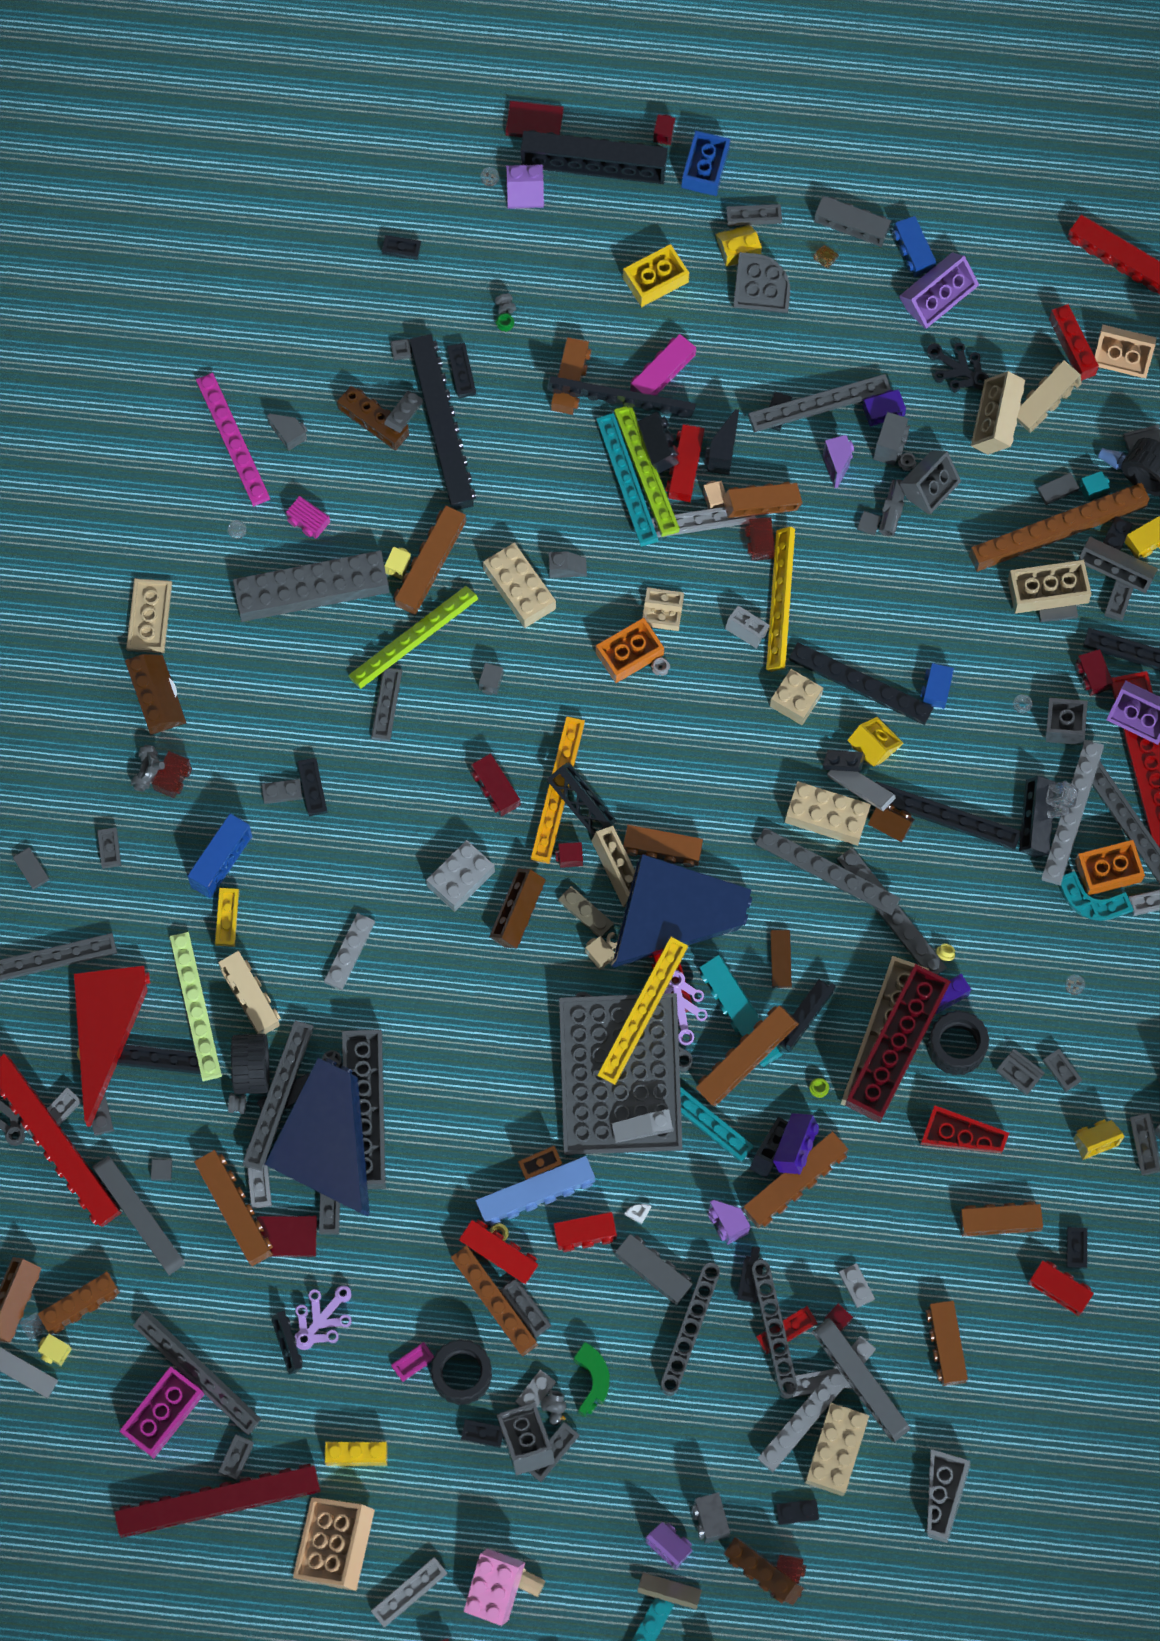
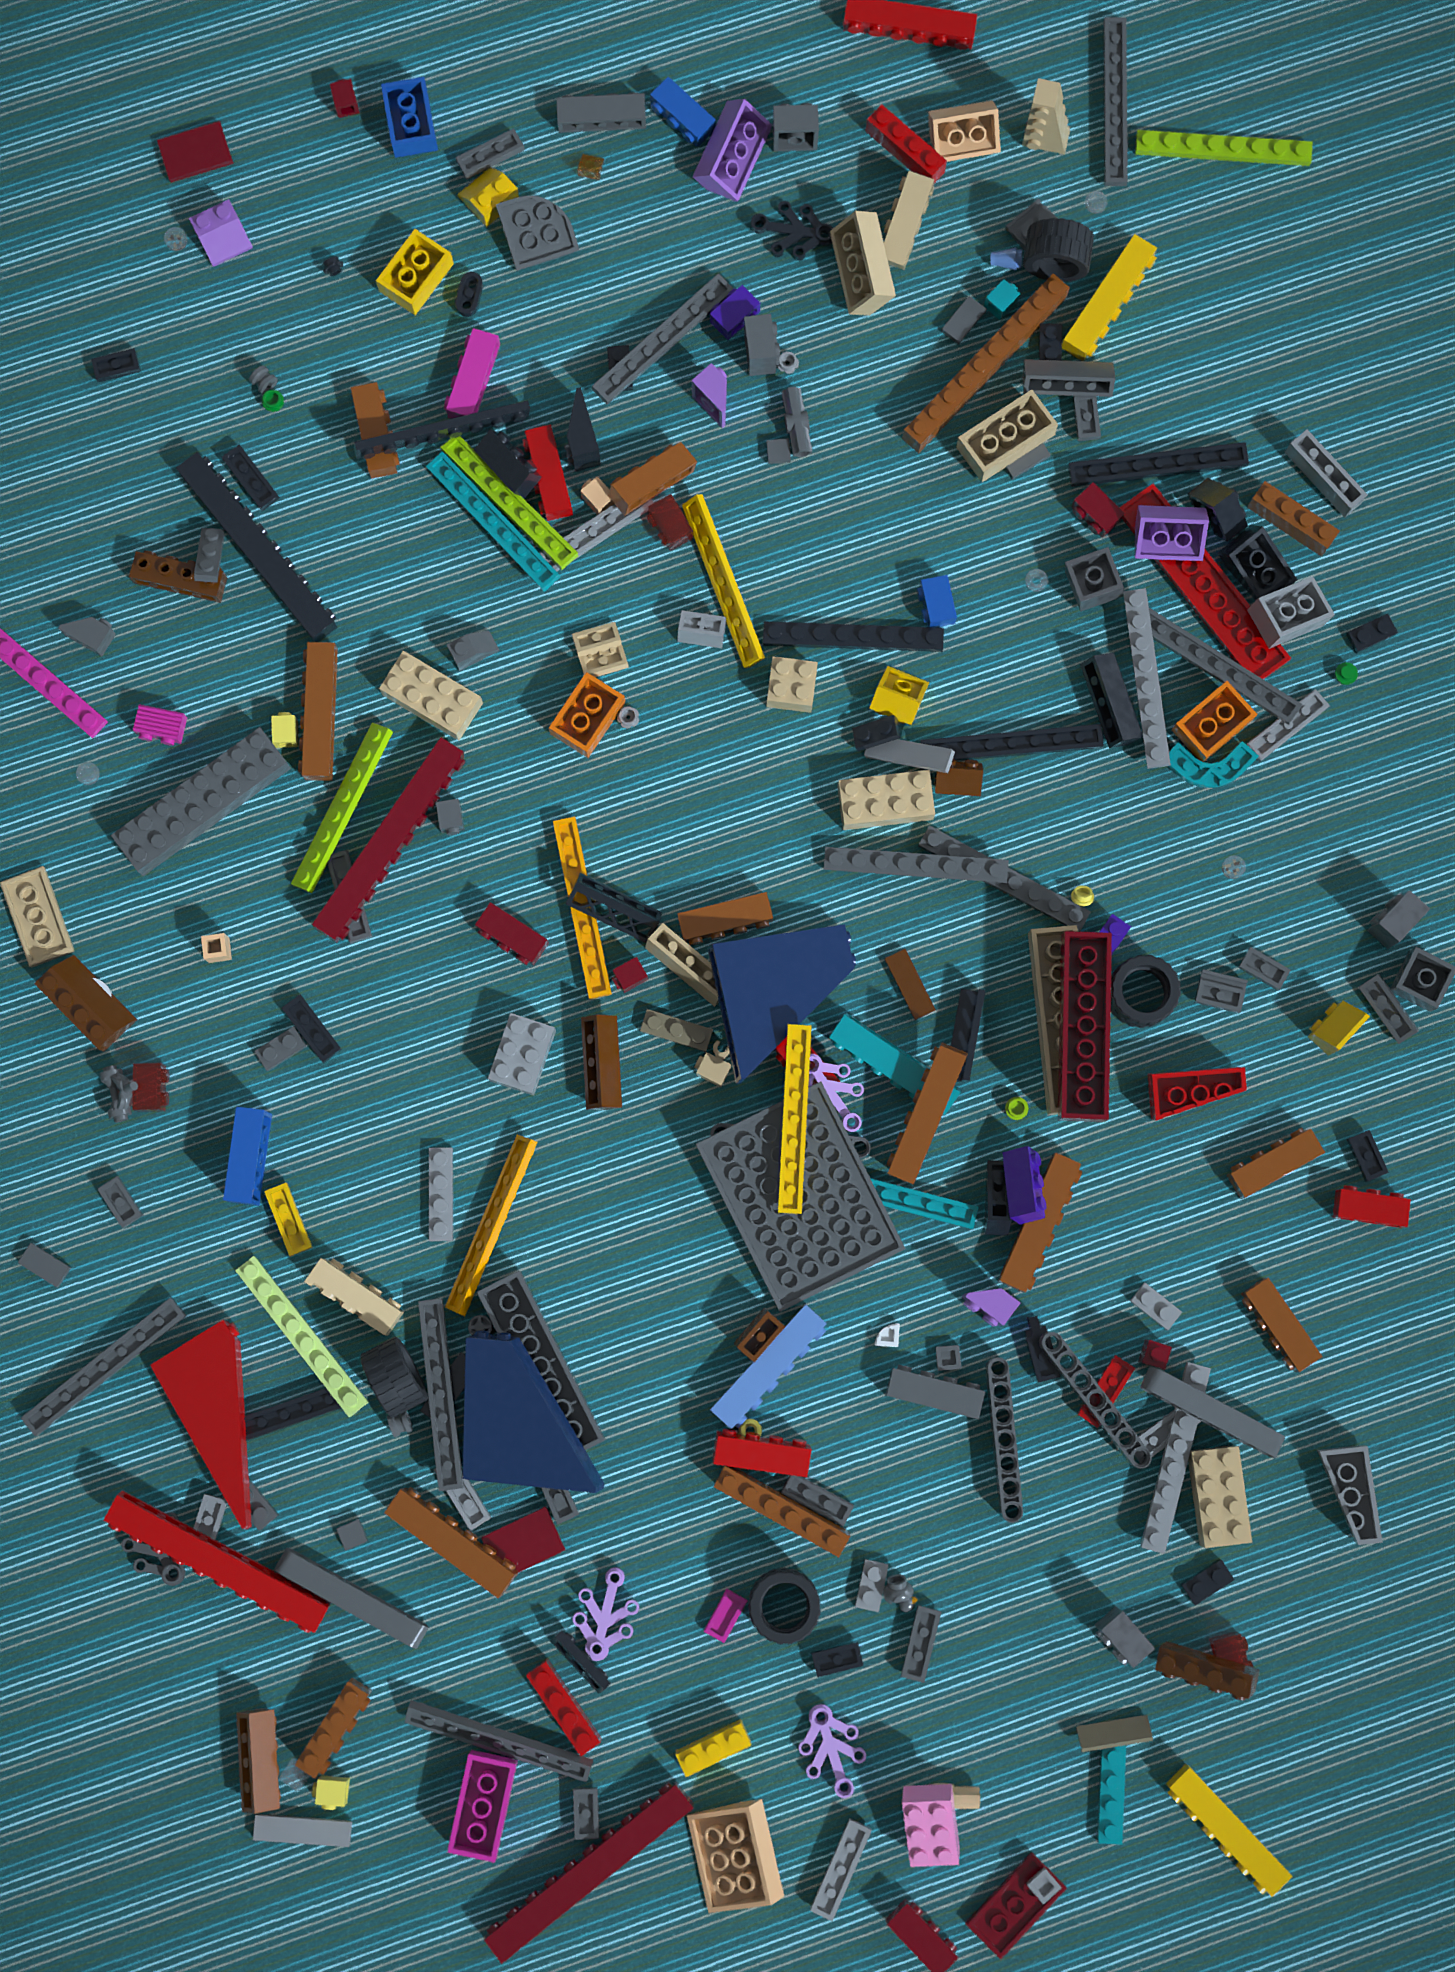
camera: 25 degrees left, 10 degrees up
(258, 1370) = (564, 1707): none -> red brick
(270, 695) = (216, 948): none -> light nougat brick
(376, 990) = (491, 1225): none -> light orange plate
(401, 349) = (172, 483): dark grey tile -> none
(436, 675) = (389, 840): none -> dark red brick
(445, 1497) = (830, 1746): none -> lavender plant
(526, 1439) = (887, 1646): dark grey slope -> none
(585, 1232) = (843, 1386): red brick -> none
(594, 157) = (282, 164): black brick -> none
(597, 245) = (332, 266): none -> black plate
(597, 1368) = (922, 1527): green arch -> none
(643, 1126) = (853, 1244): light grey slope -> none
(669, 1545) = (1092, 1686): medium lavender slope -> none
(676, 1249) = (948, 1357): none -> dark grey tile
(688, 310) = (469, 295): none -> black plate
(931, 481) = (825, 373): dark grey slope -> none
(994, 293) = (795, 127): none -> dark grey brick
(1061, 797) = (1129, 668): clear brick -> none

